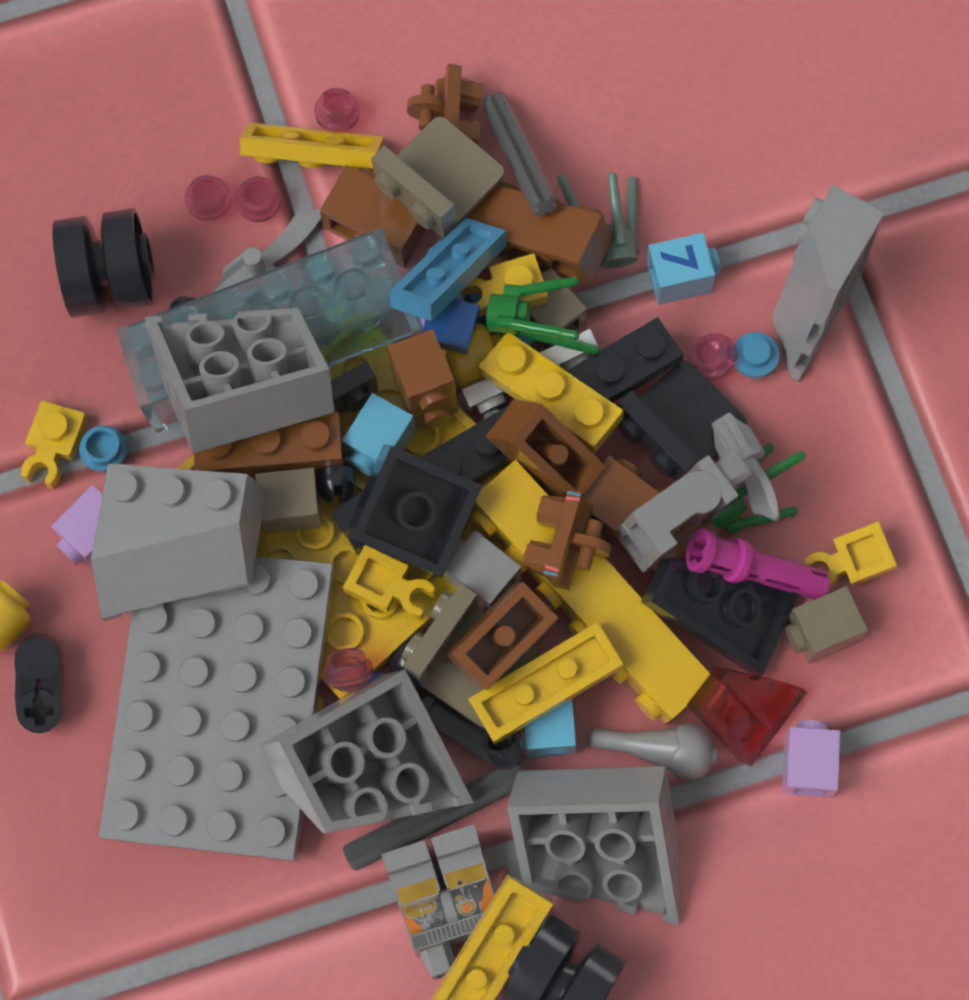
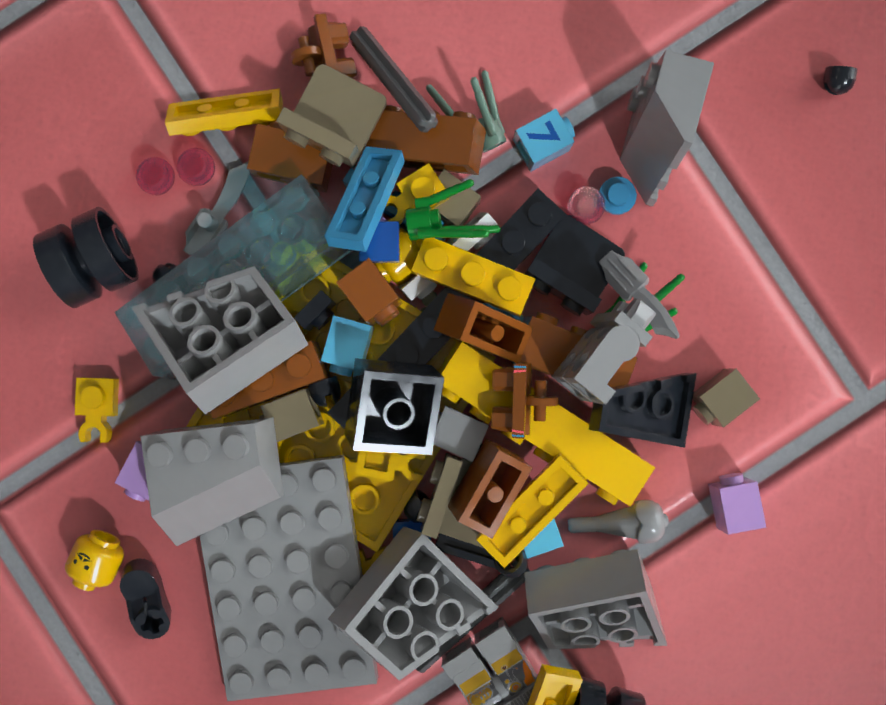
camera: 20 degrees left, 15 degrees up
(102, 446) = (137, 402): dark azure plate -> none
(337, 110) = (236, 75): clear pink plate -> none
(347, 669) = (377, 535): clear pink plate -> none
(740, 562) = (656, 377): dark pink pin -> none
(744, 709) = (680, 479): clear red wing -> none
(860, 555) = (734, 335): yellow plate -> none

